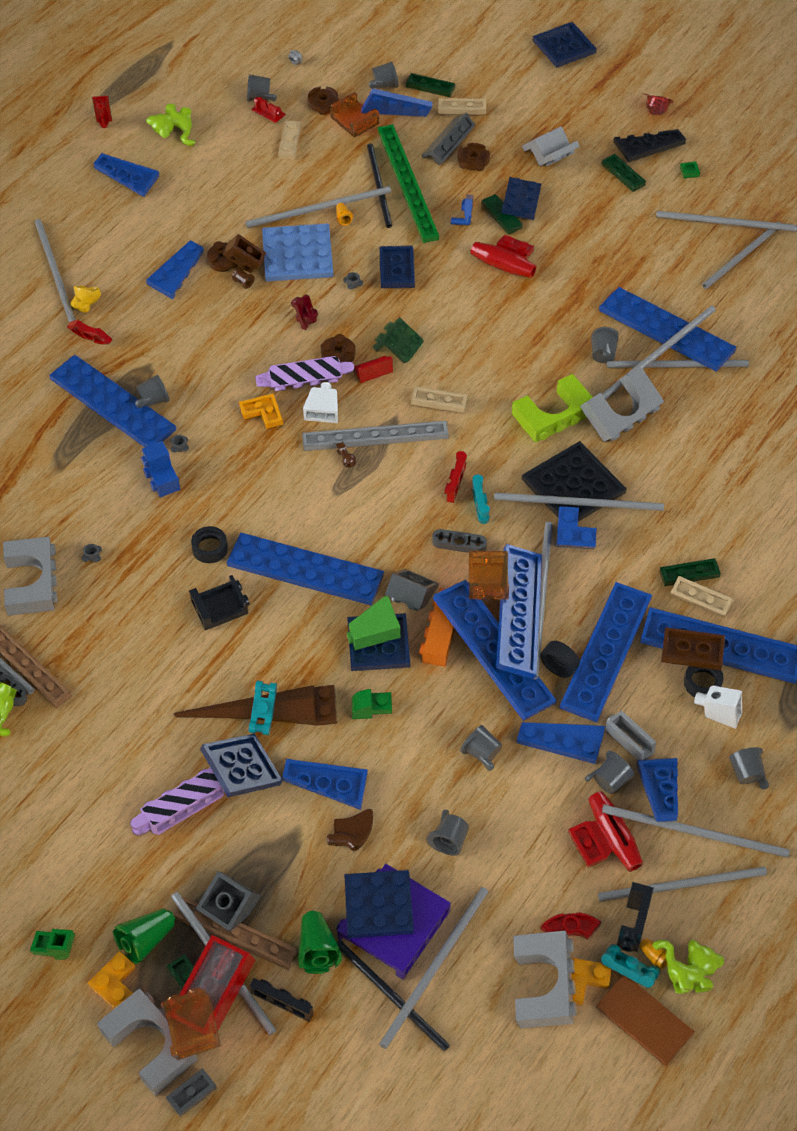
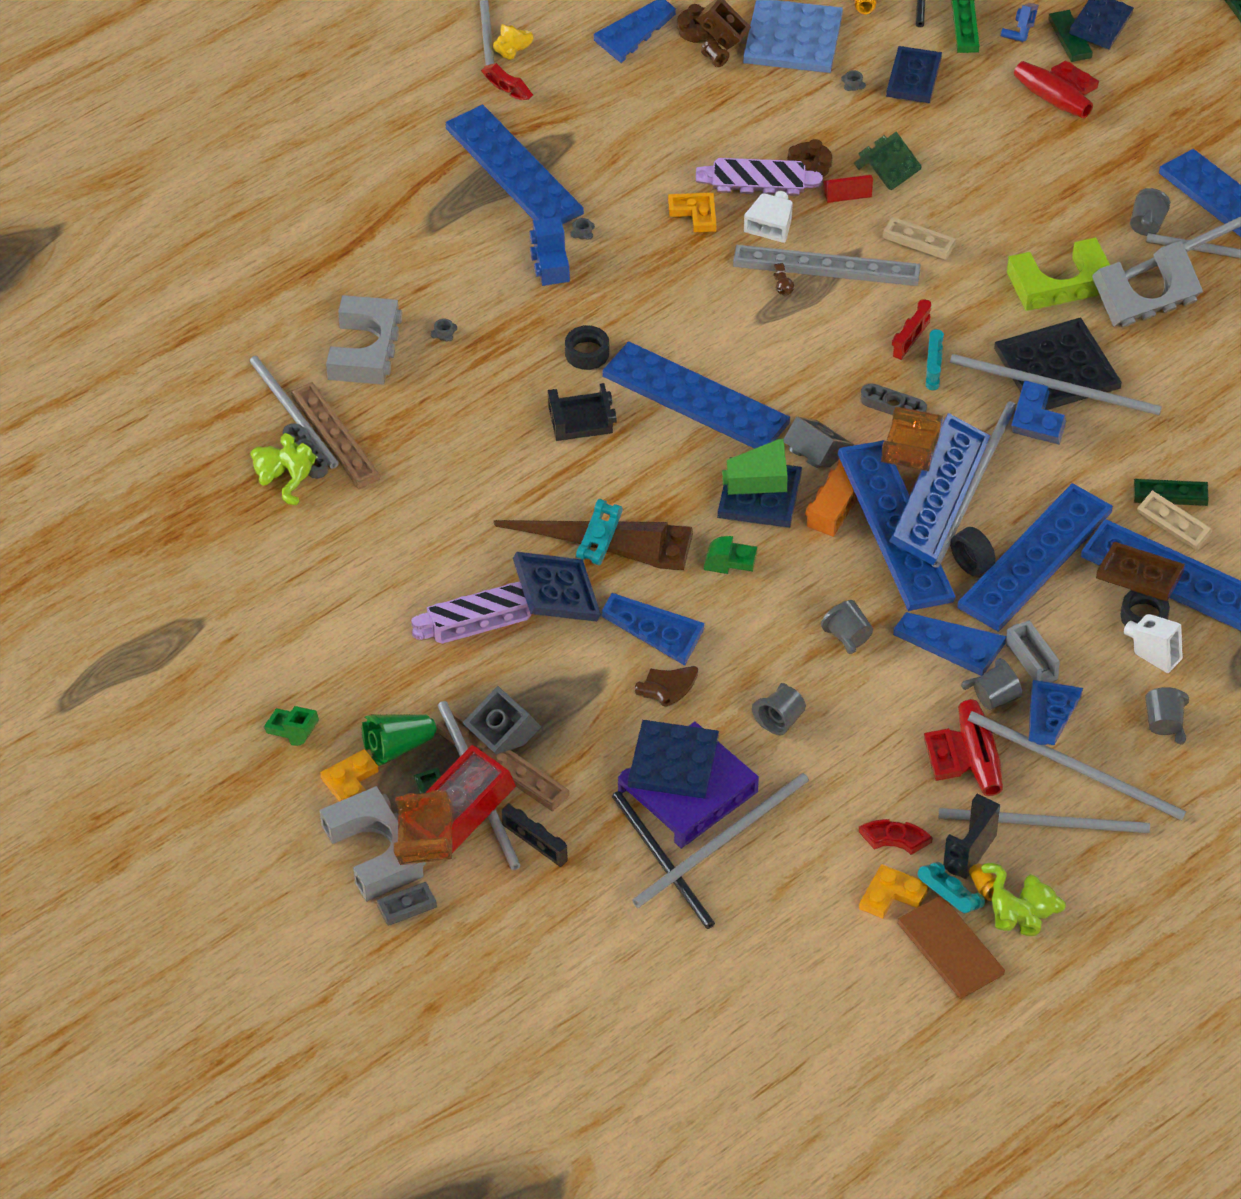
camera: 15 degrees right, 5 degrees down
(151, 392) = (564, 164): dark grey hat -> none
(304, 311) = (780, 104): dark red hips -> none
(317, 945) = (590, 789): green cone -> none
(557, 1005) = (851, 904): light grey arch -> none

